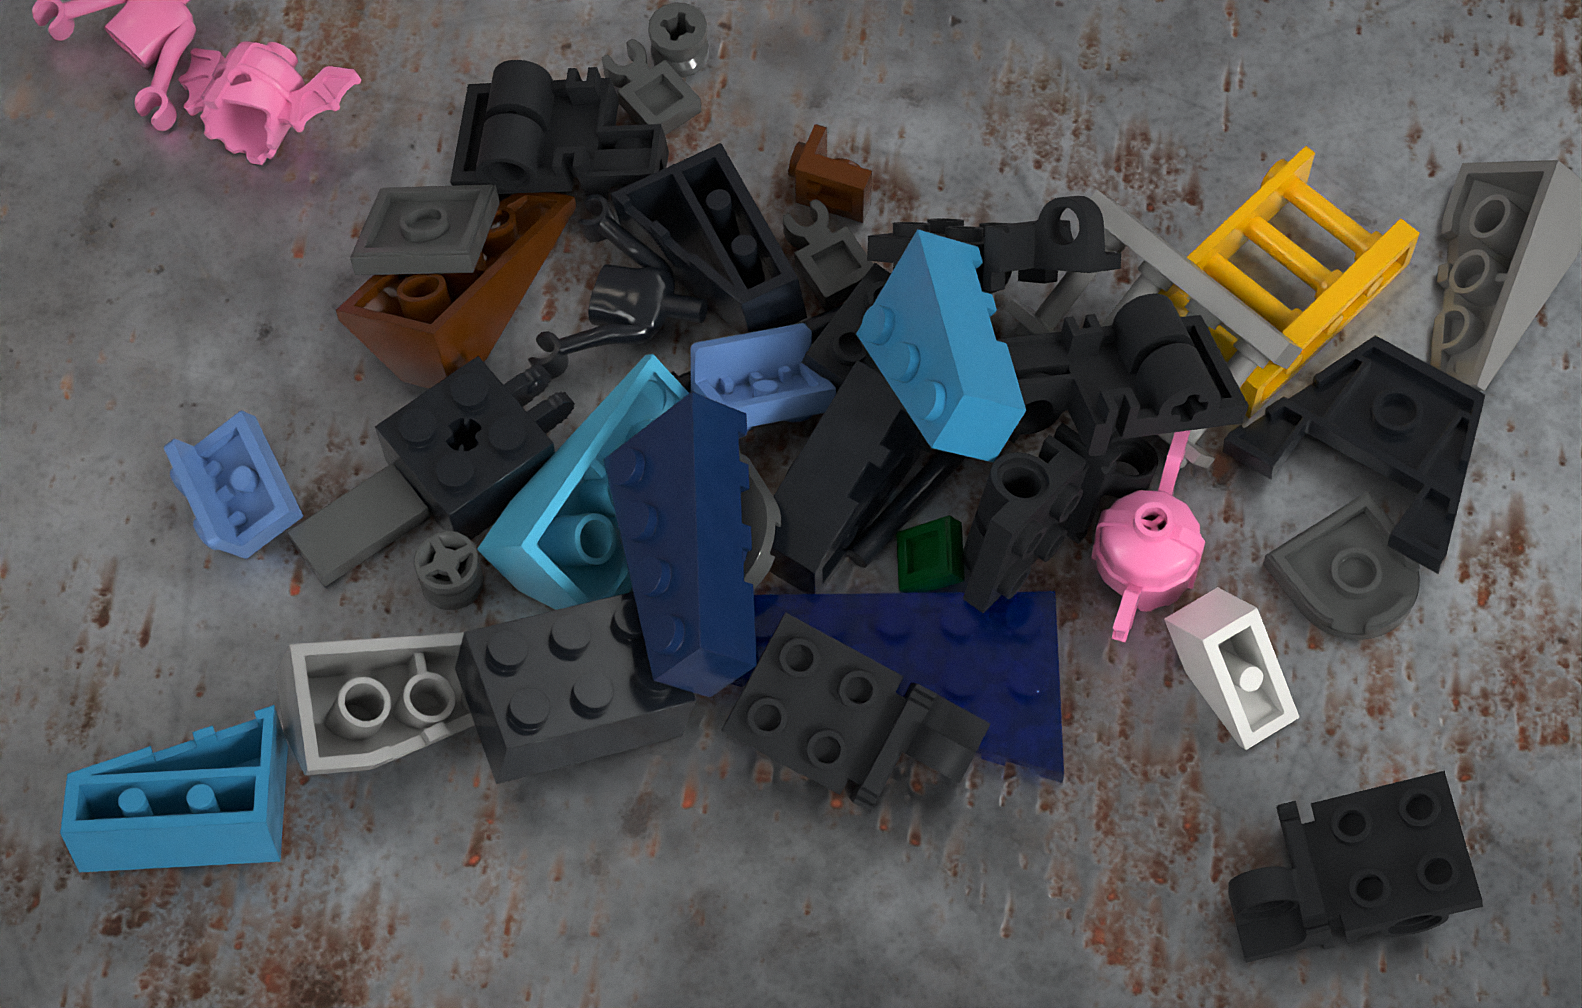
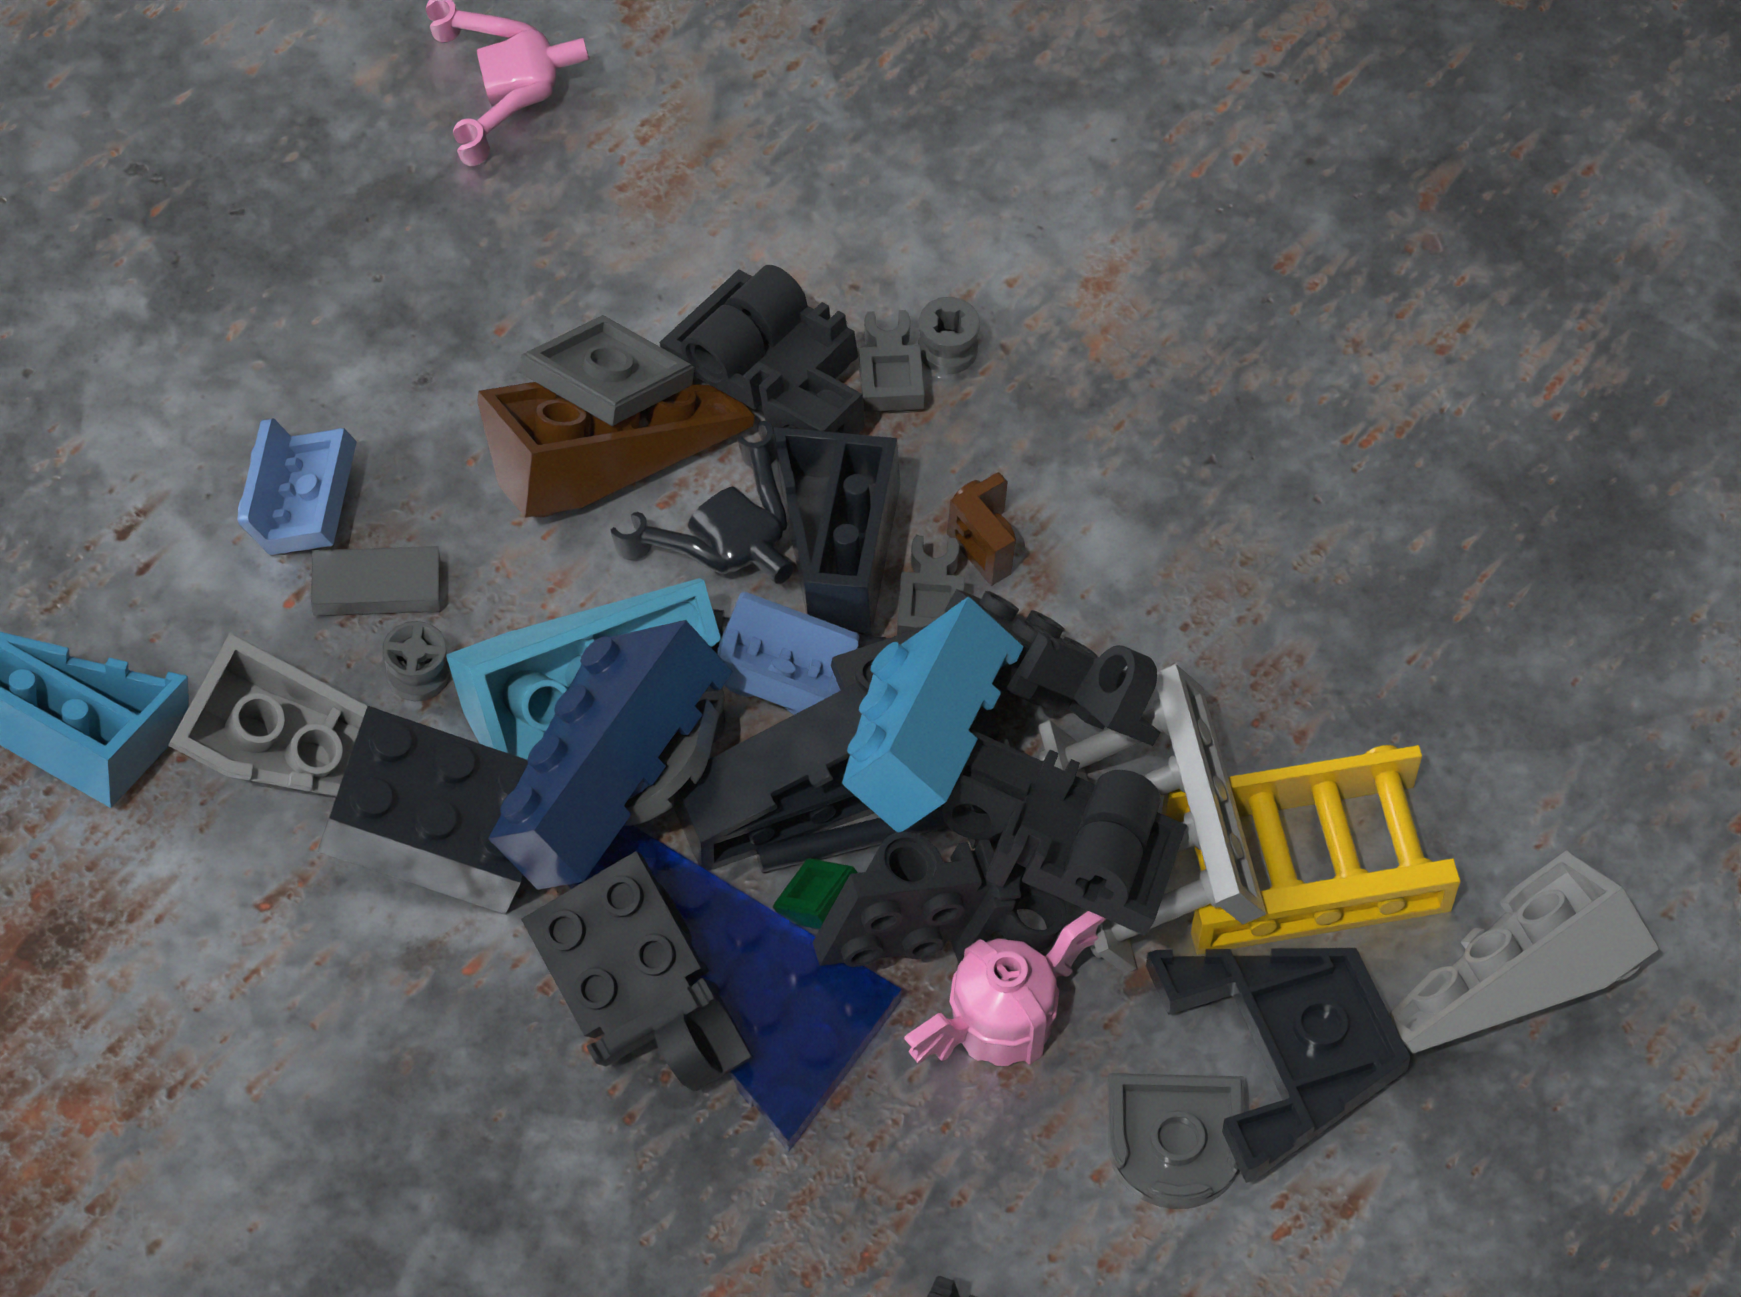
camera: 30 degrees right, 5 degrees down
(258, 95) = (554, 178): bright pink helmet -> none
(473, 443) = (508, 569): black hinge -> none
(1233, 665) = (1001, 1146): white slope -> none

